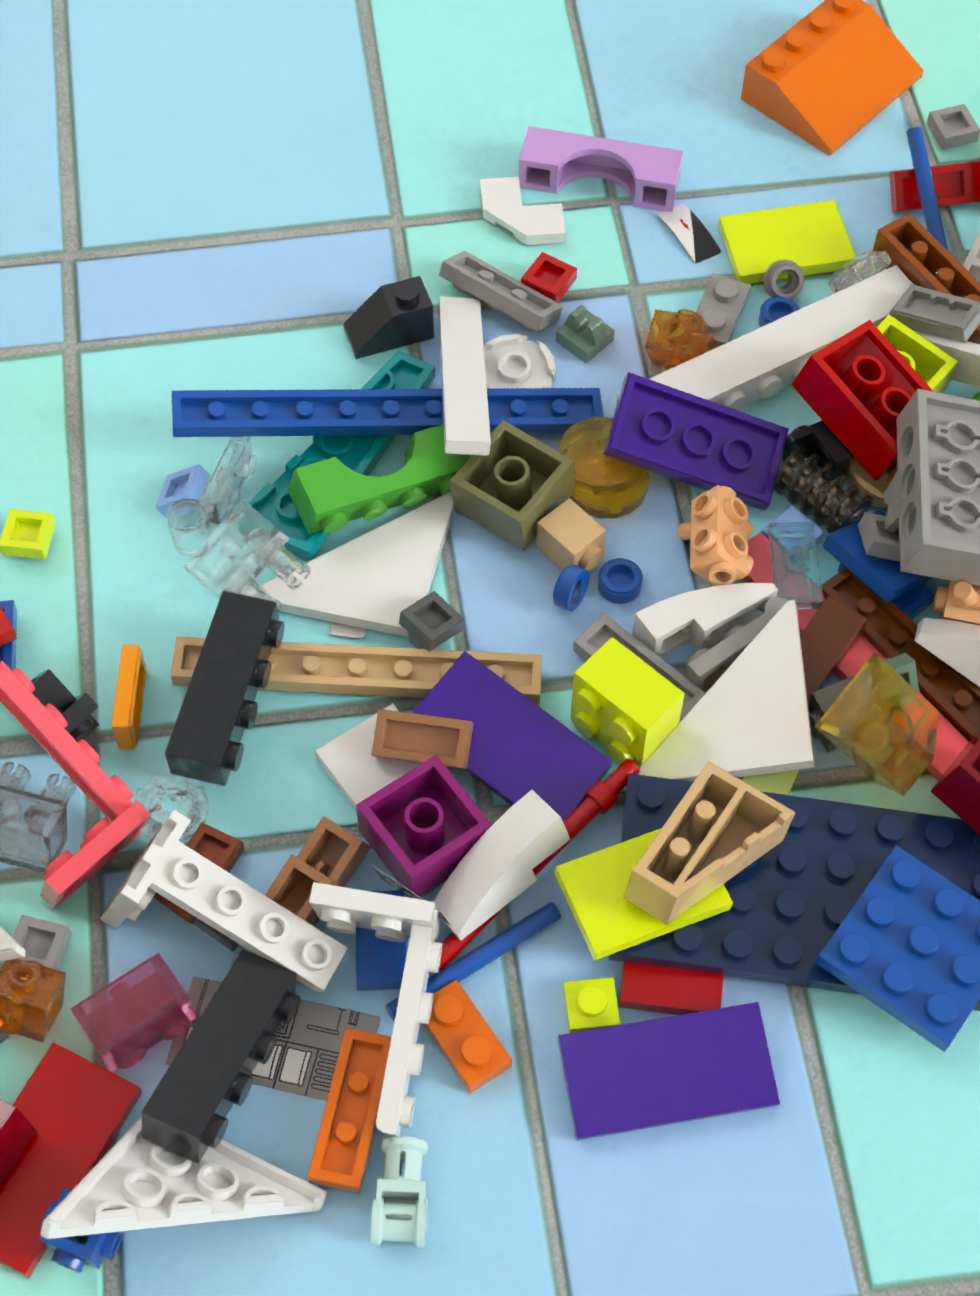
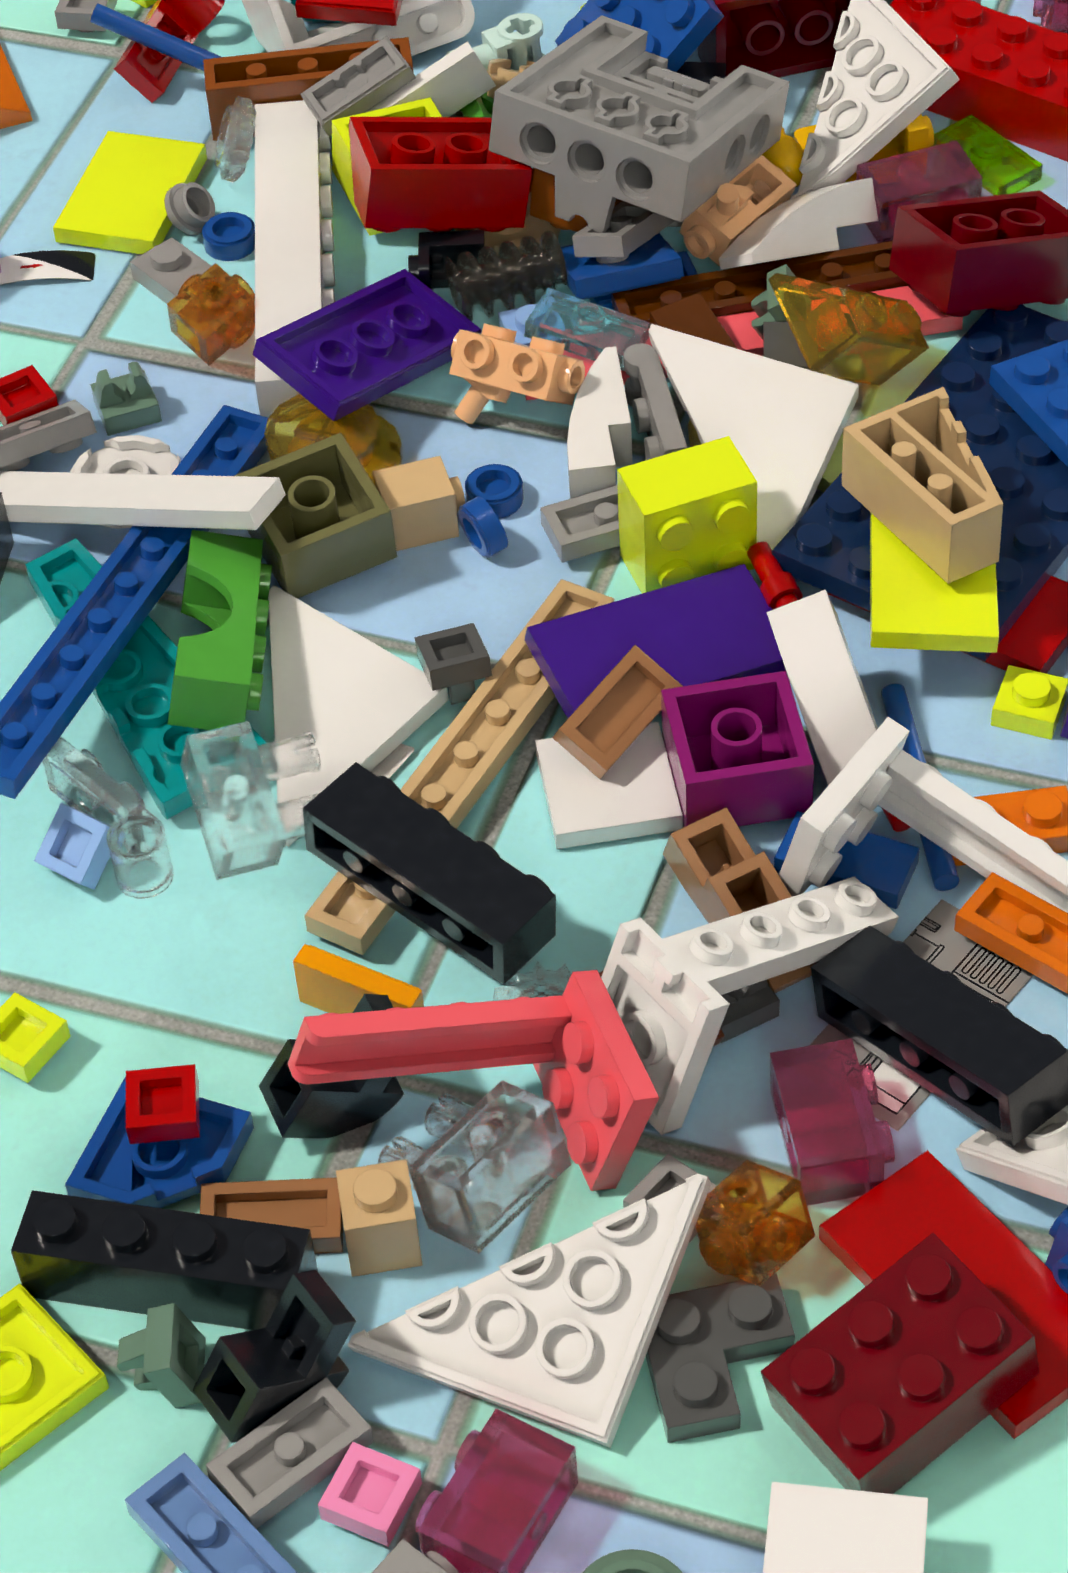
camera: 60 degrees left, 10 degrees down
(404, 890) = (797, 800): black sticker -> none

